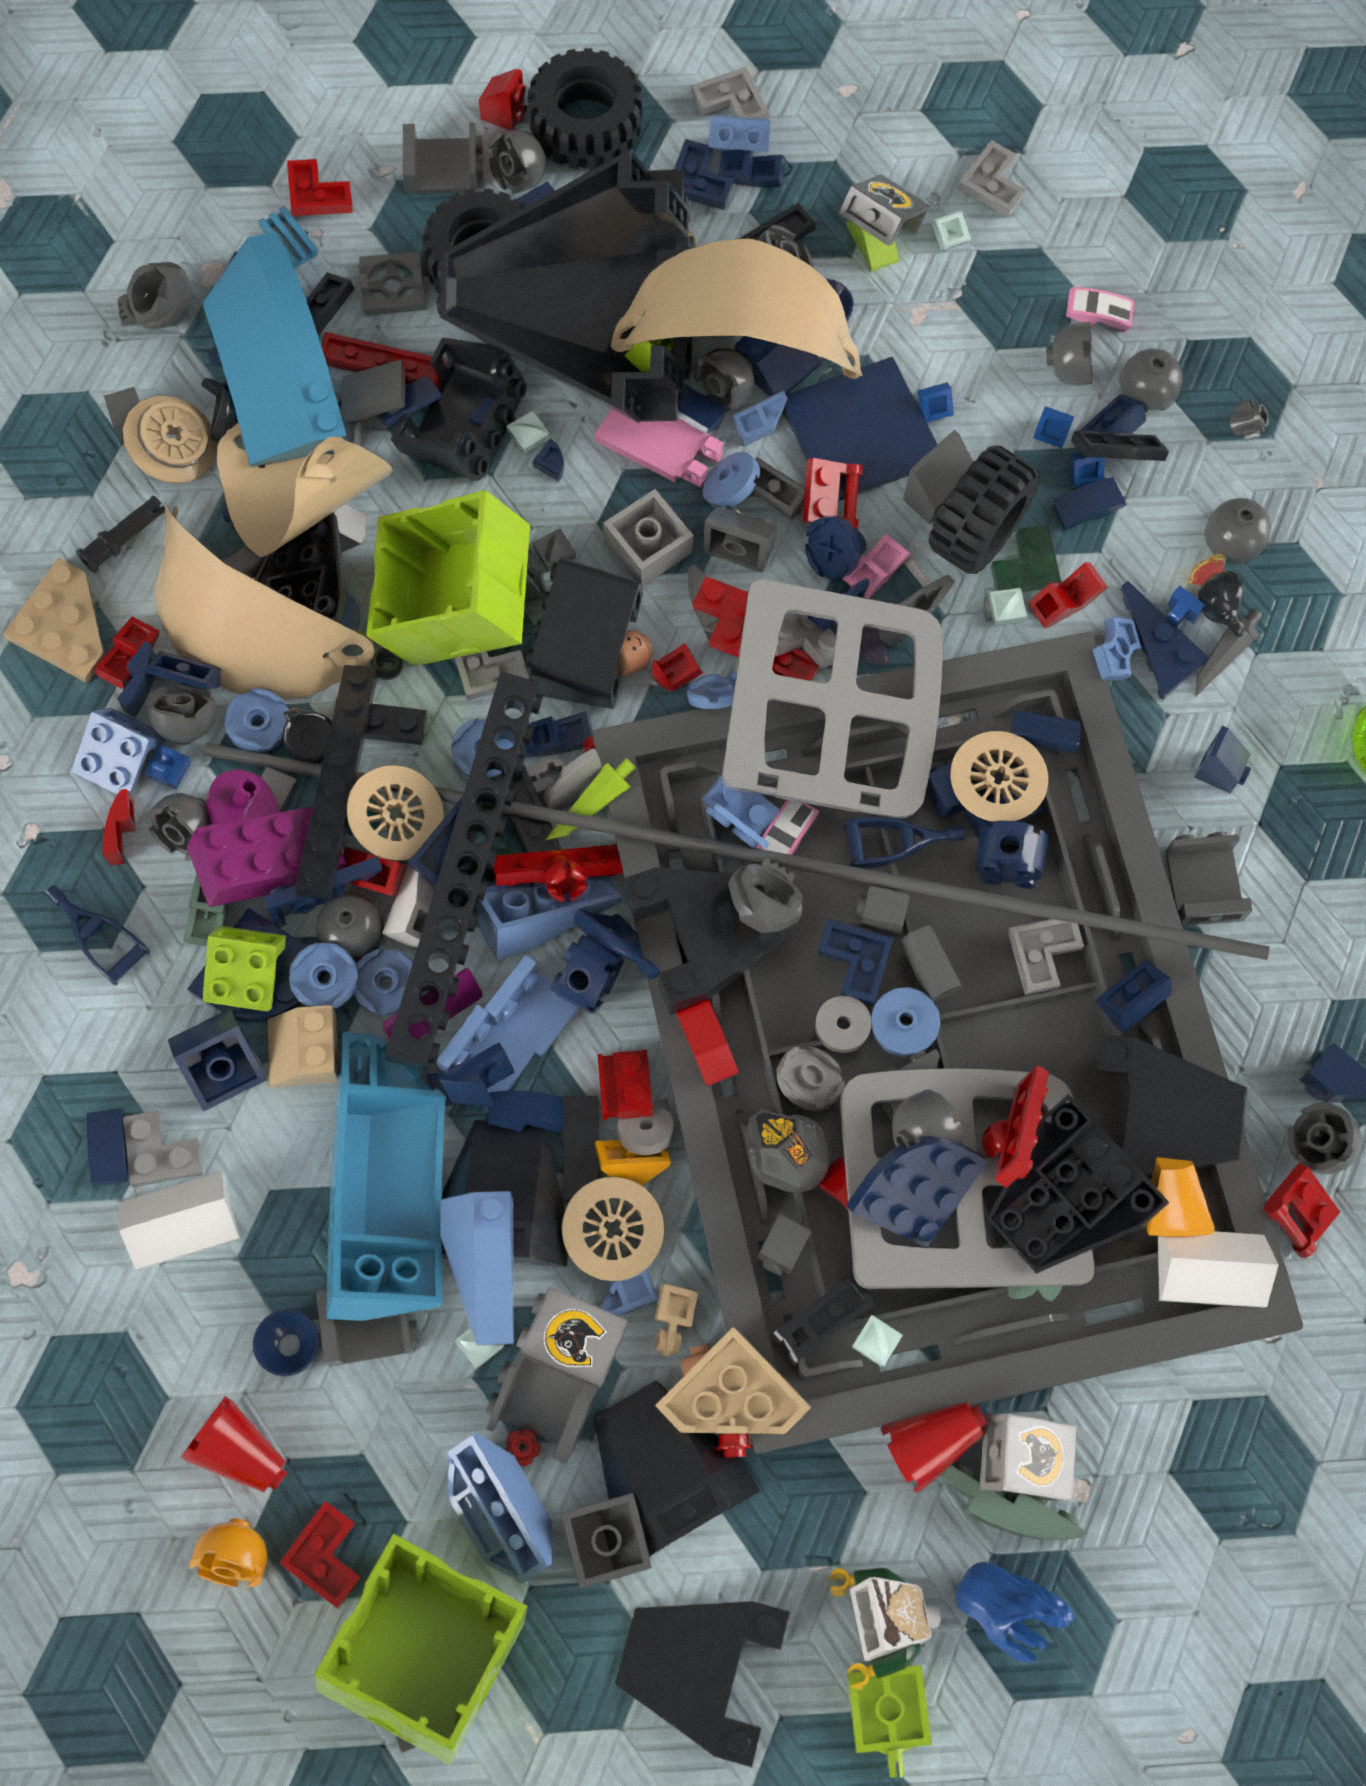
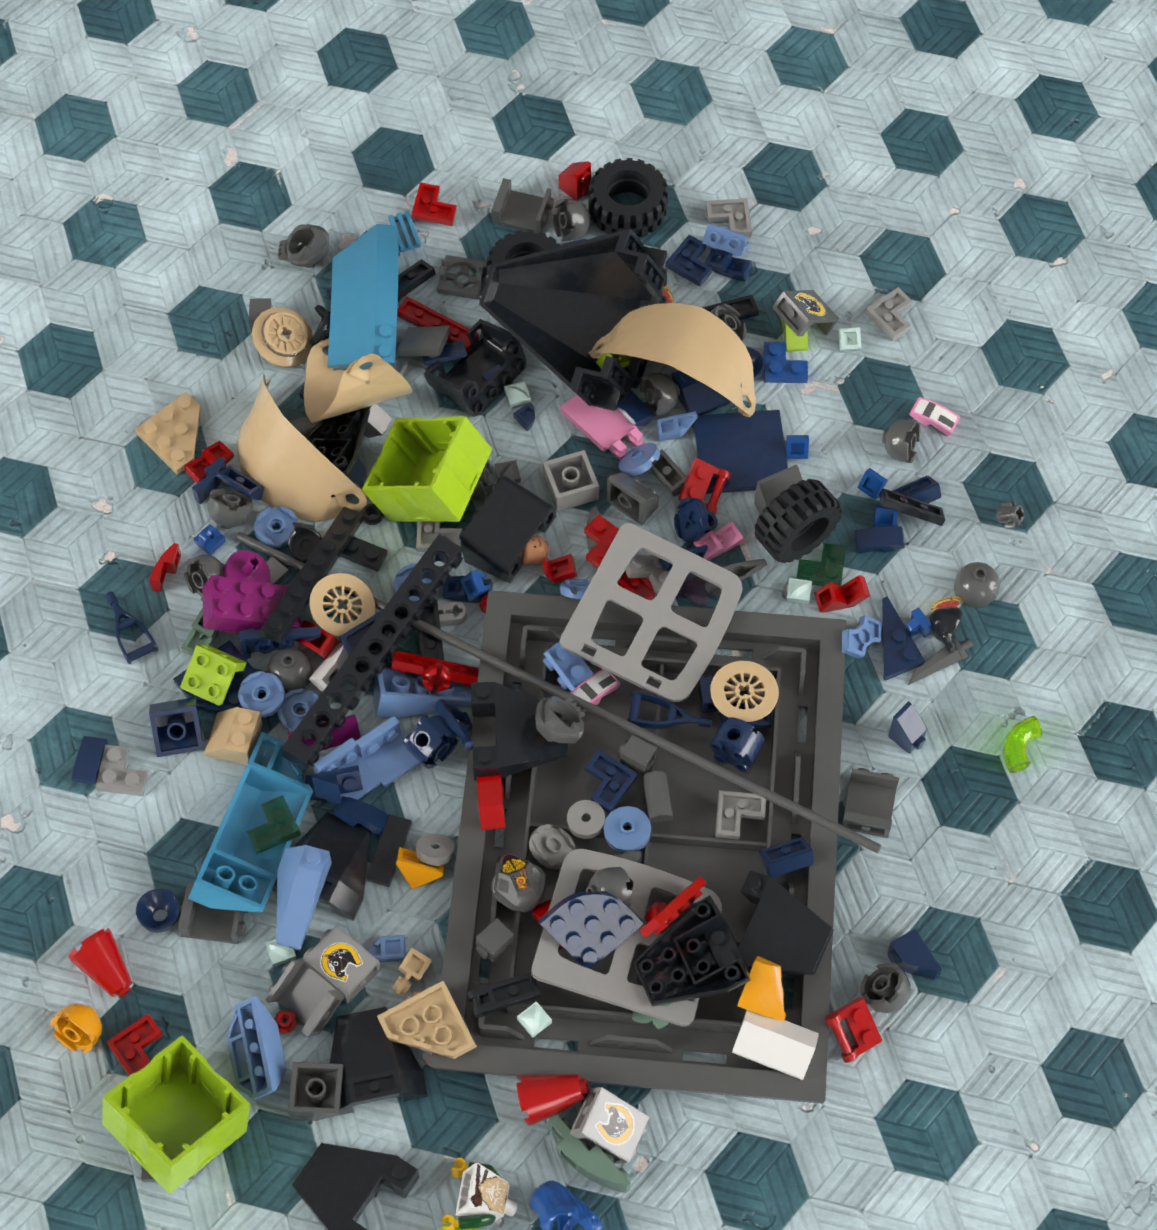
camera: 20 degrees right, 10 degrees down
(109, 542) = (222, 391): black pin -> none
(114, 750) = (179, 519): bracket -> none
(177, 1221) = (117, 818): white slope -> none
(419, 1171) = (278, 830): none -> clear green plate
(568, 727) = (474, 585): none -> blue tile
(574, 778) = (464, 618): light grey tile -> none
(601, 791) = (481, 629): lime bar -> none
(625, 1085) = (431, 818): red plate -> none
(650, 1220) = (393, 878): tan piece -> none
(734, 1445) = (420, 1058): red plate -> none
(874, 298) = (779, 369): none -> blue plate
(1047, 731) = (789, 673): dark blue slope -> none
(1152, 378) = (953, 471): dark grey cylinder -> none

